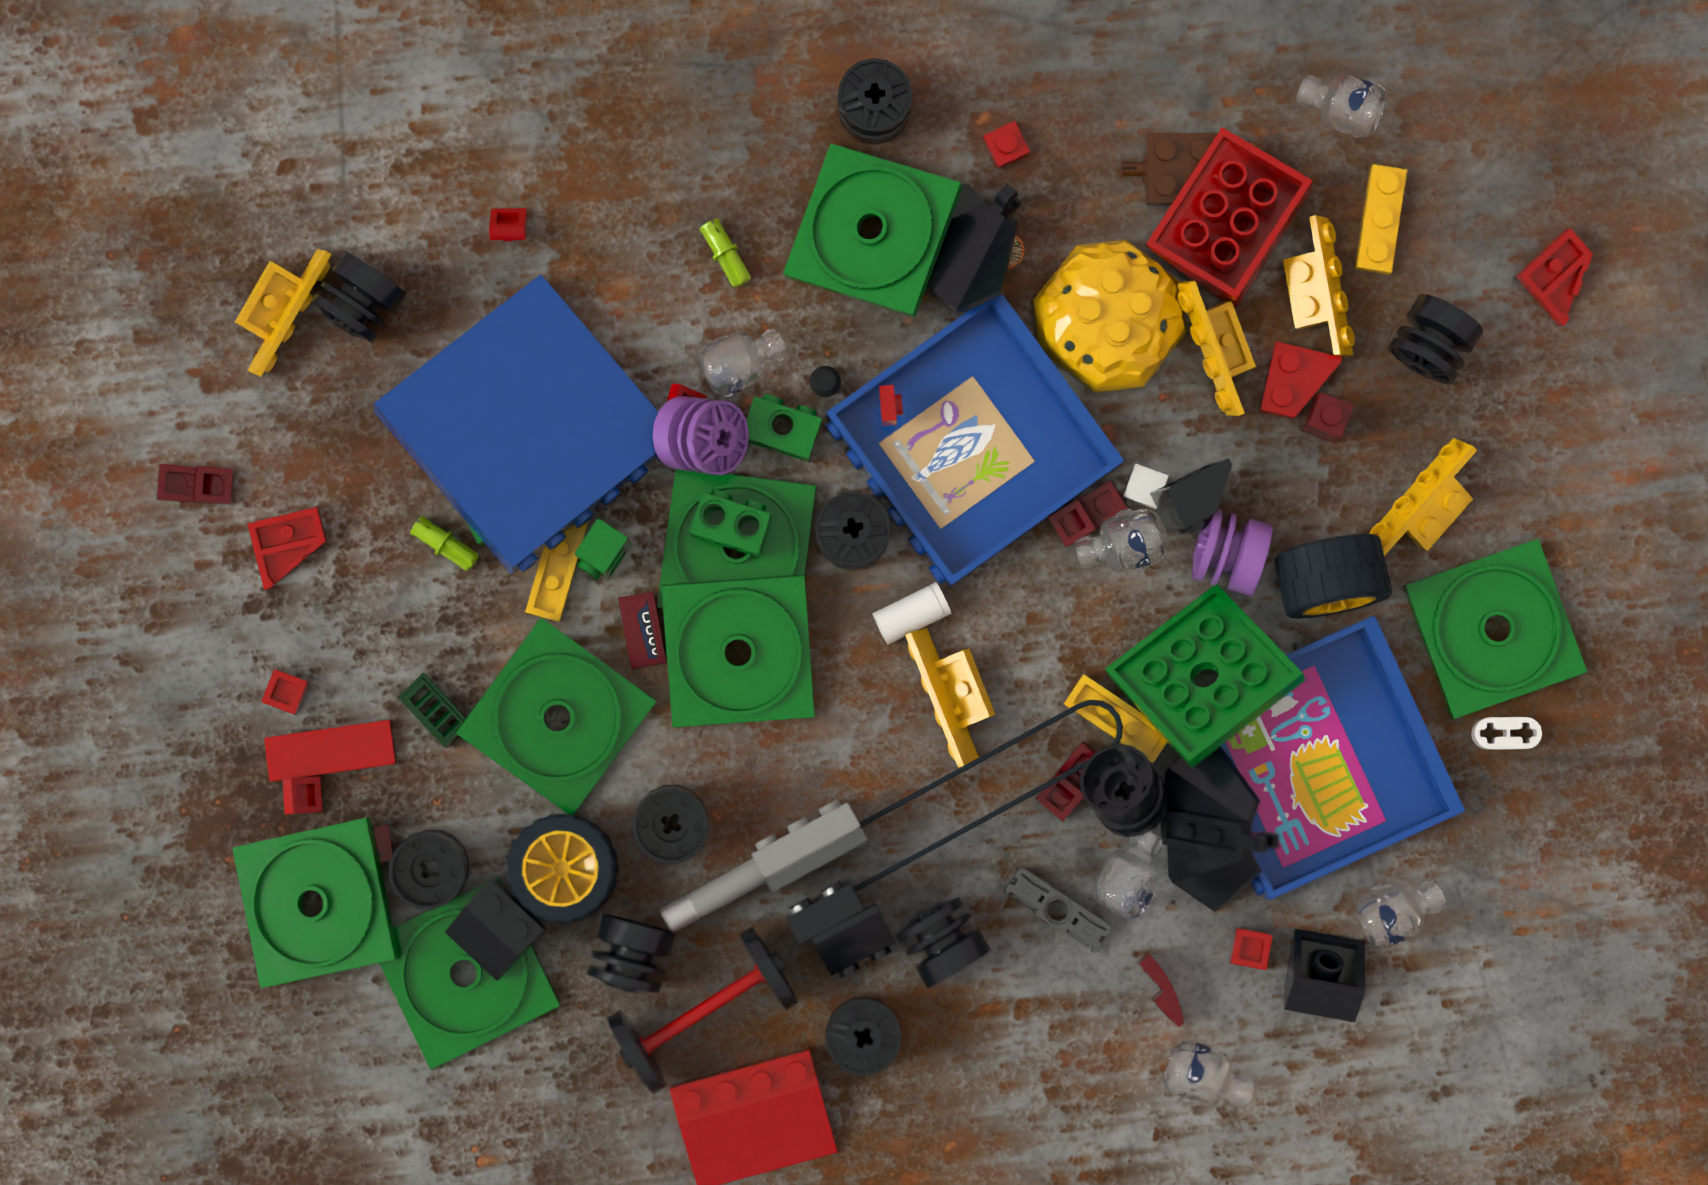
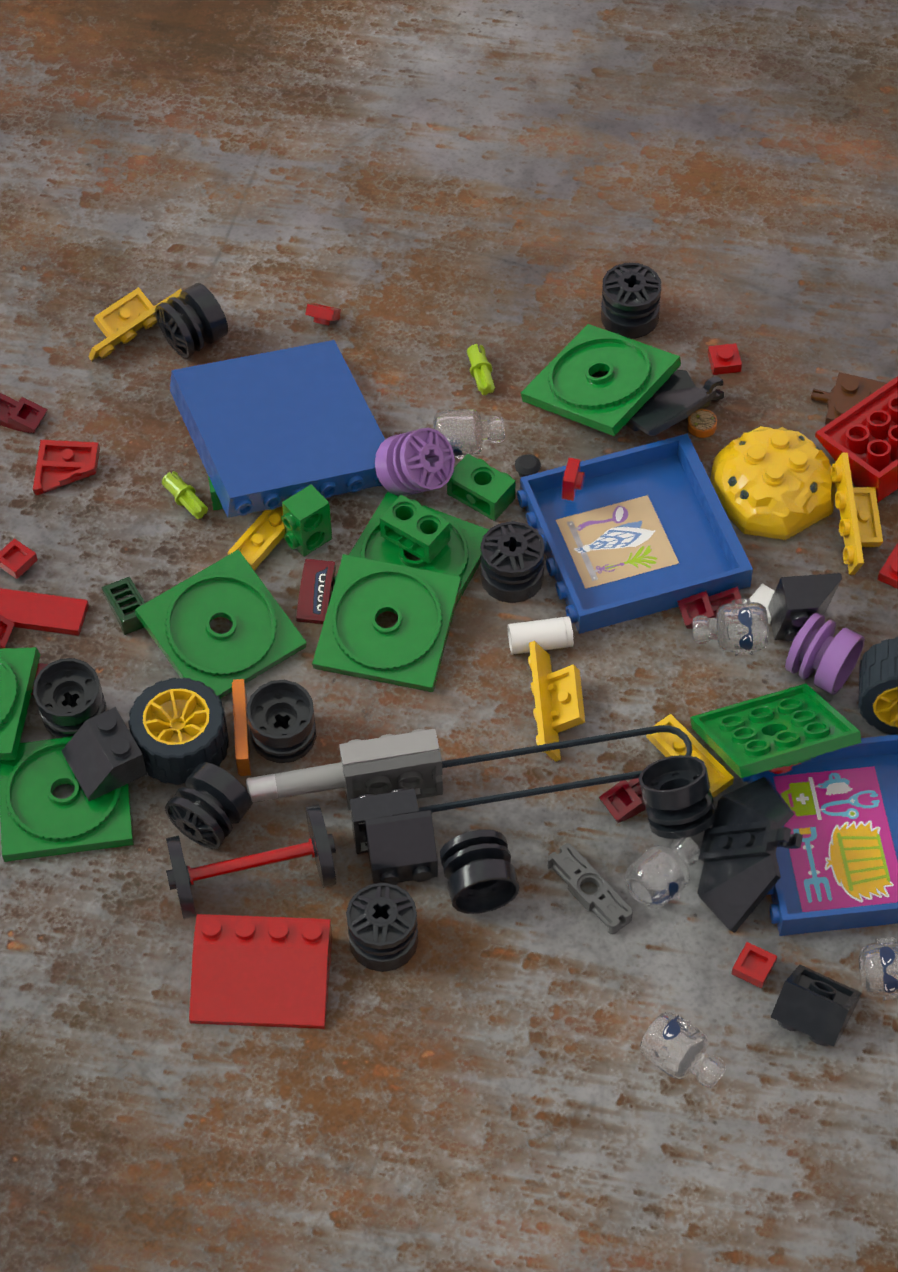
camera: 25 degrees right, 30 degrees down
(625, 835) = (241, 728): none -> orange tile
(1166, 997) = (663, 977): dark red slope -> none

